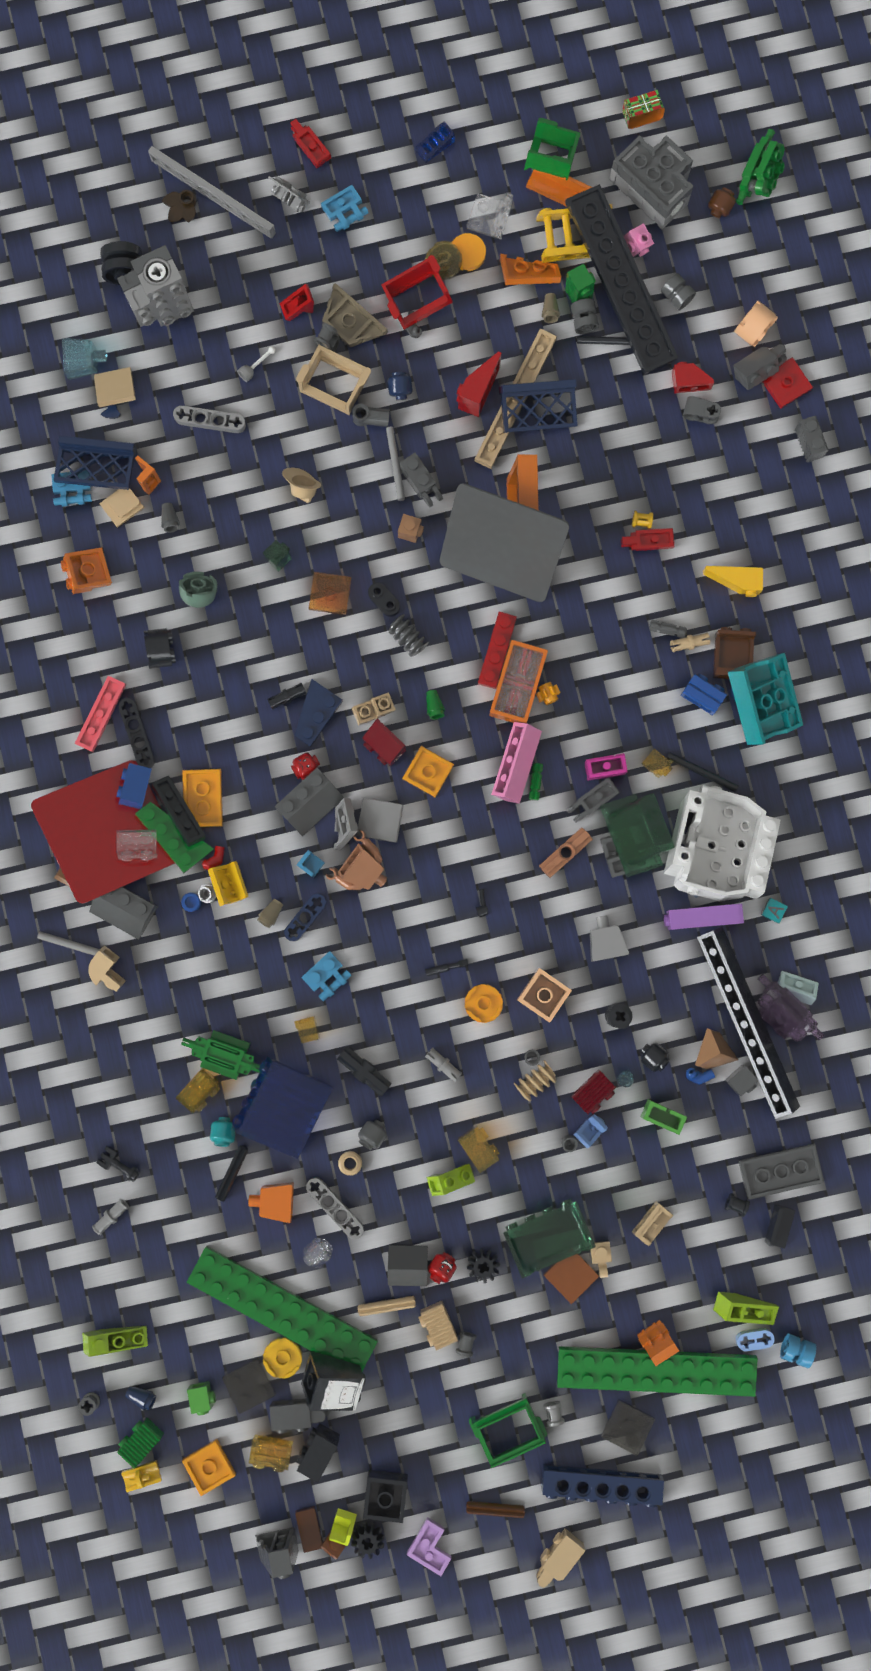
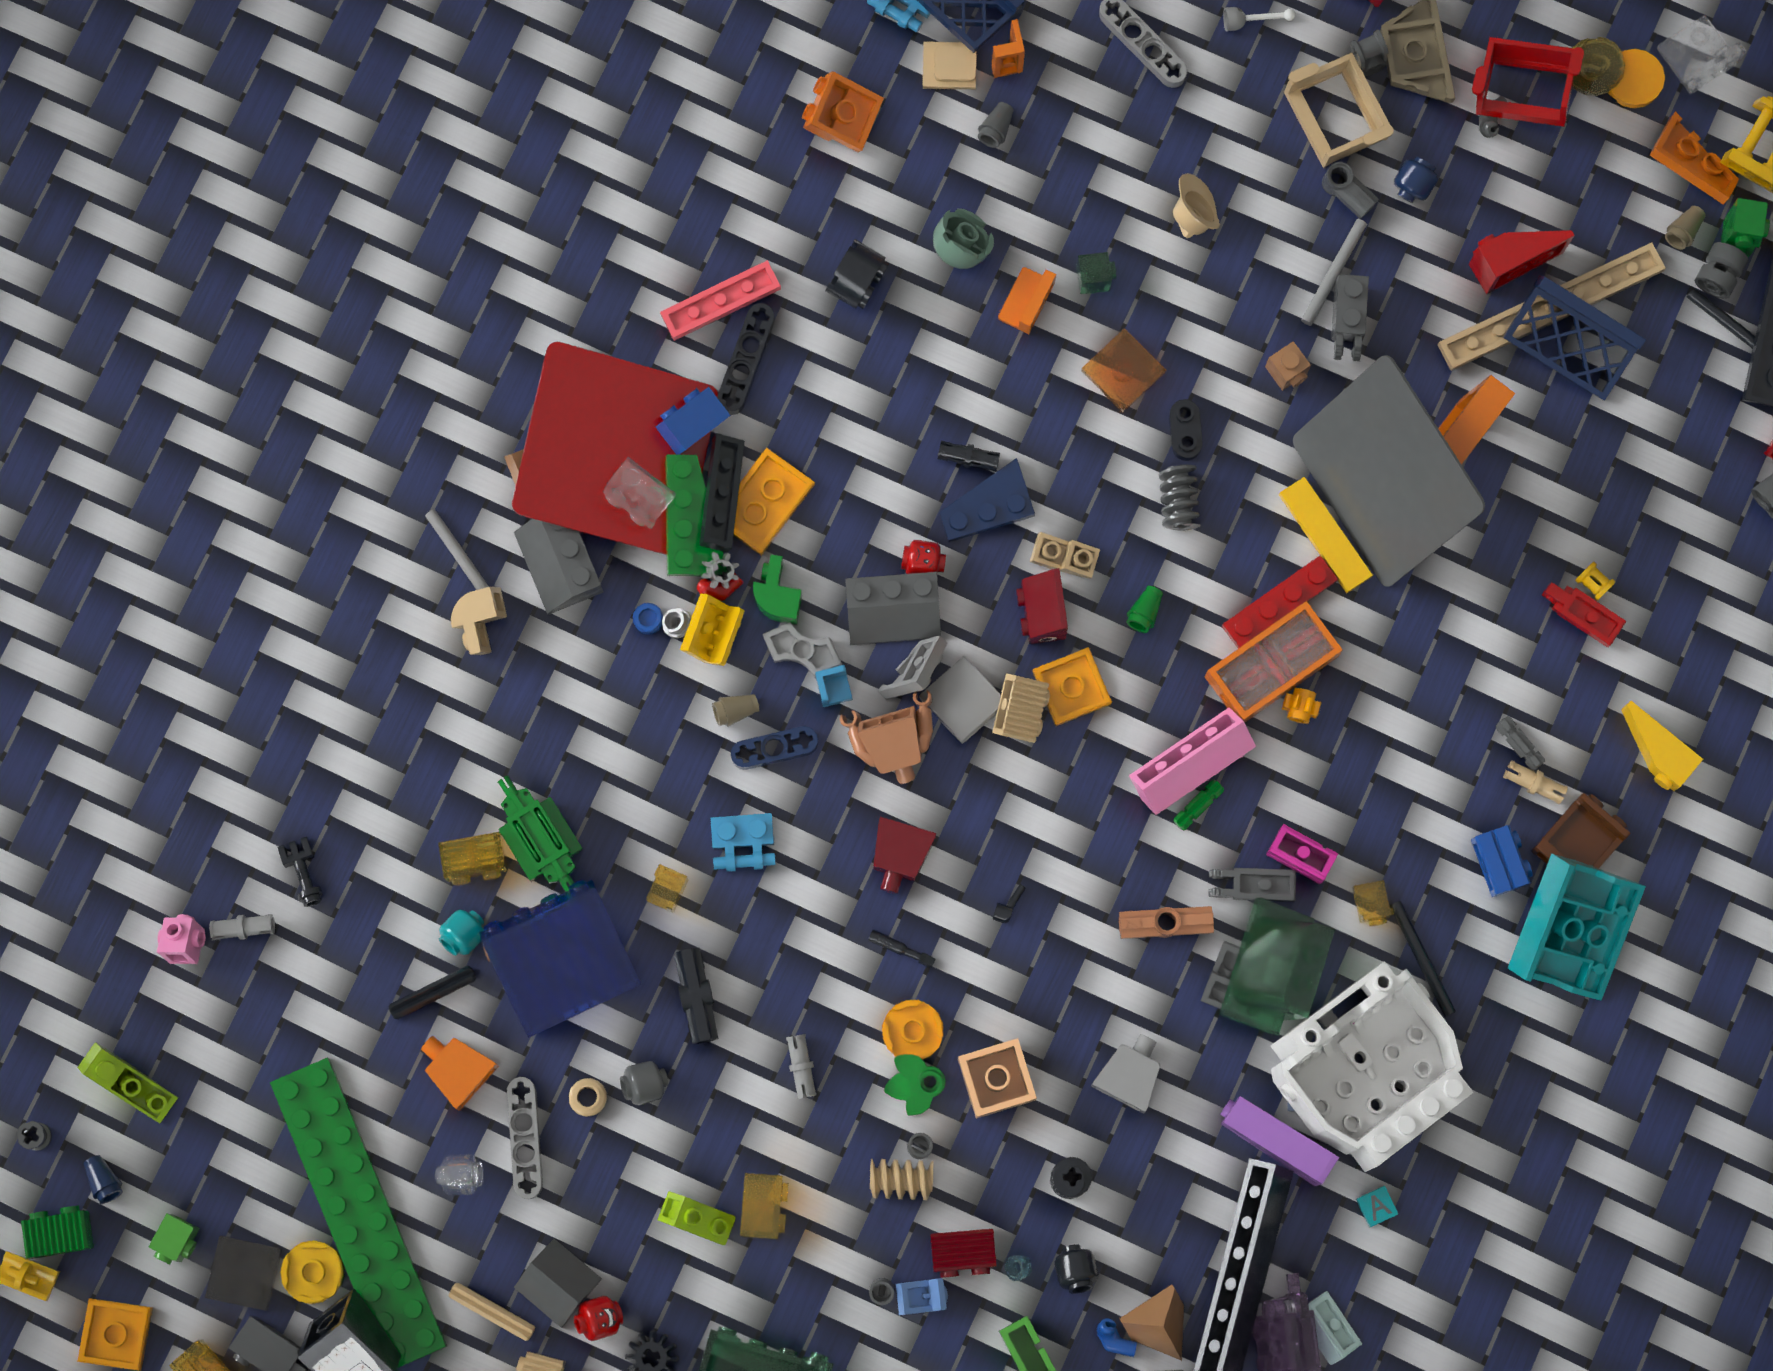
camera: 35 degrees right, 5 degrees down
(84, 1248) = (181, 940): none -> bright pink brick
(214, 849) = (712, 566): none -> light grey gear
(246, 844) = (773, 600): none -> green brick
(253, 594) = (1027, 299): none -> orange panel
(272, 860) = (789, 645): none -> light grey tile
(408, 920) = (900, 852): none -> dark red torso
(412, 802) = (1021, 708): none -> tan brick
(493, 598) = (1325, 534): none -> yellow tile
(503, 1030) = (910, 1084): none -> green plate

